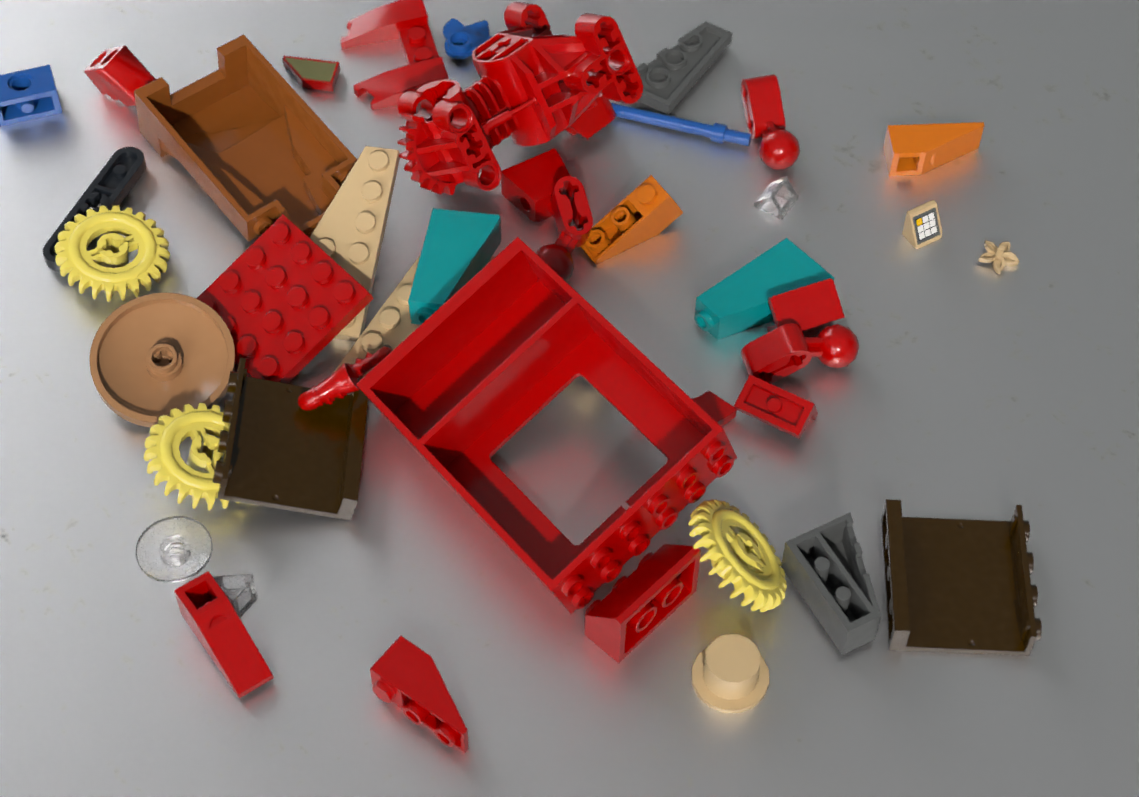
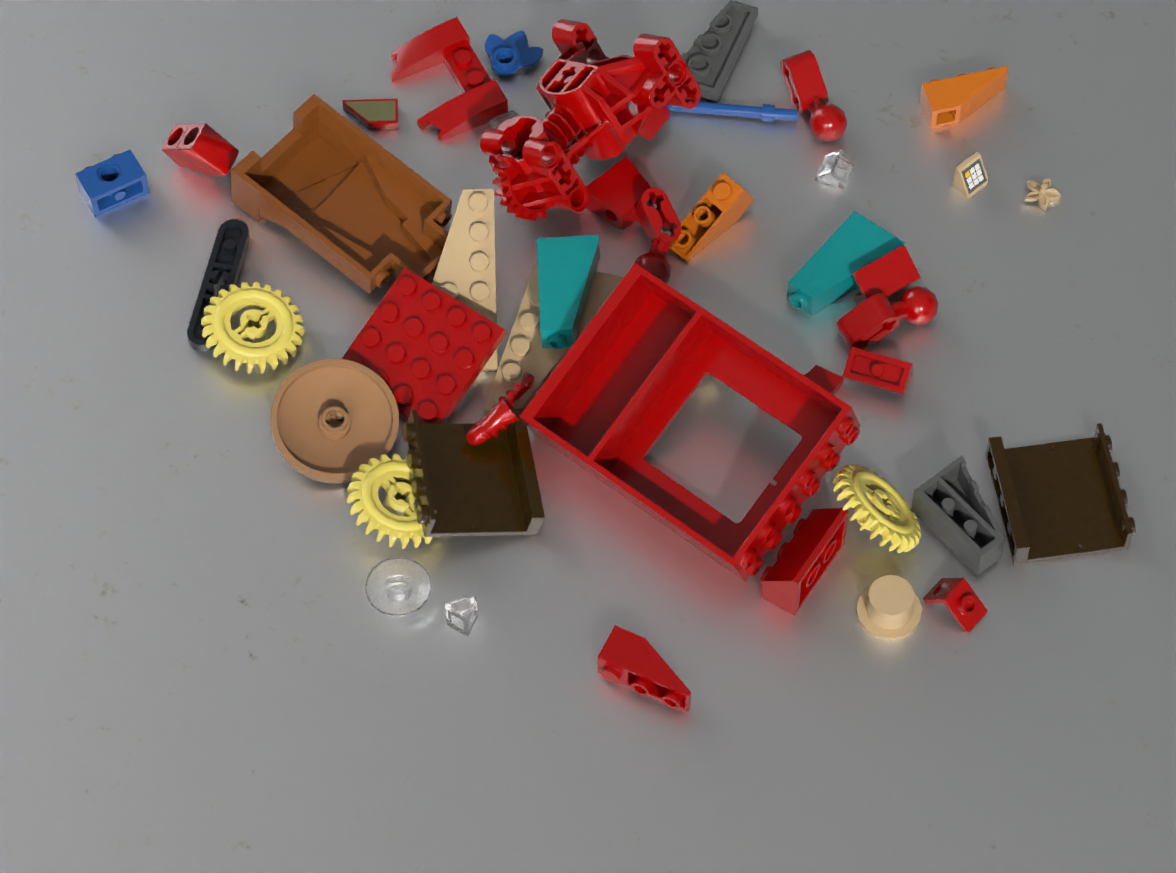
camera: 10 degrees left, 5 degrees up
(222, 634) = (463, 650): red slope -> none
(814, 680) = (959, 600): none -> red bracket

